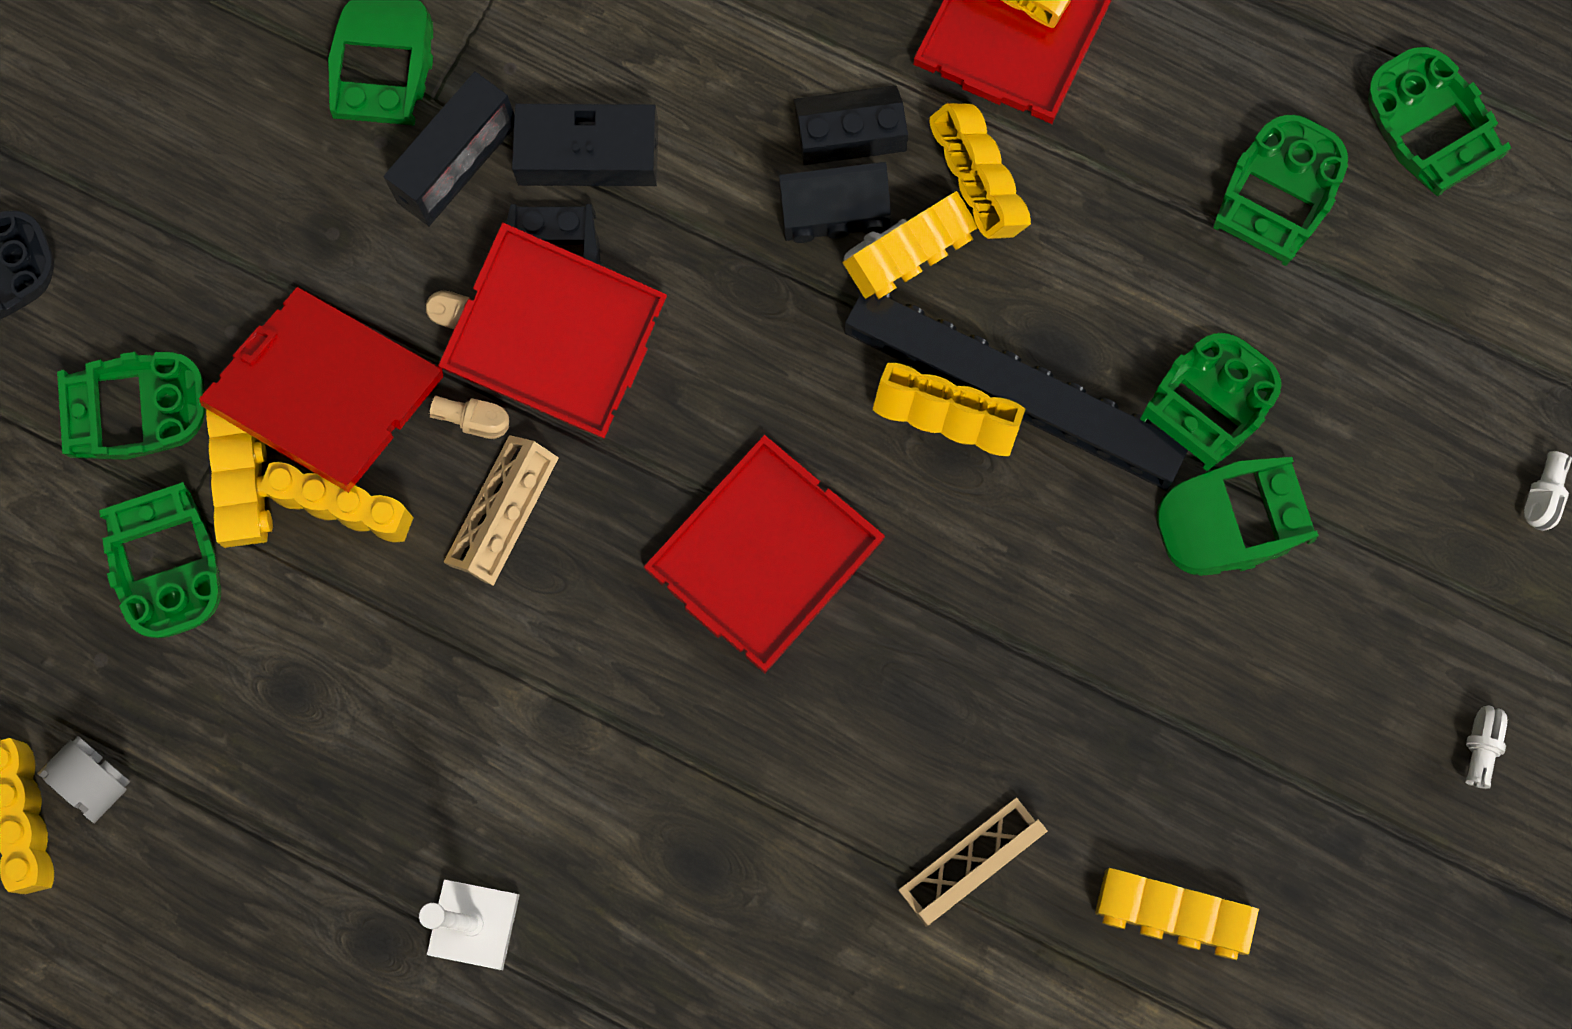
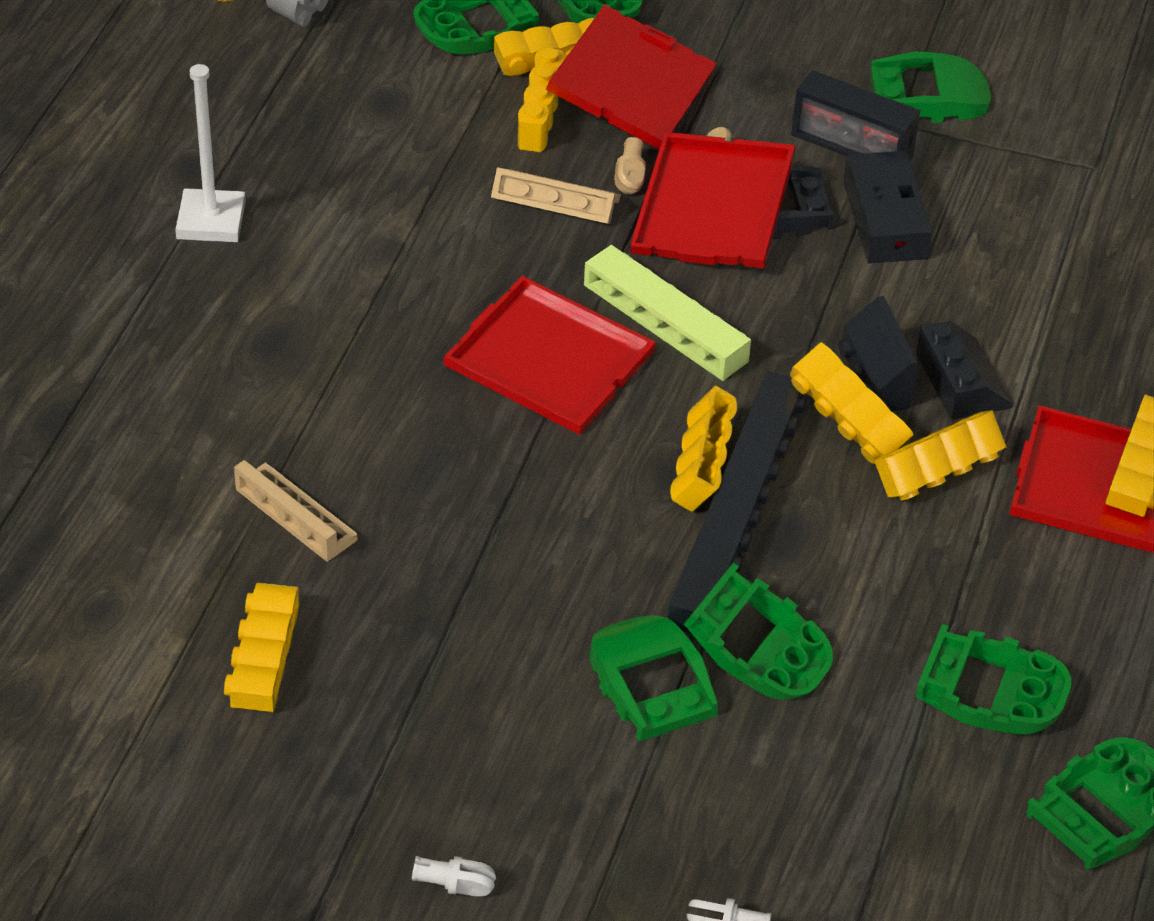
camera: 75 degrees right, 30 degrees down
(721, 414) = (667, 312): none -> yellowish green brick

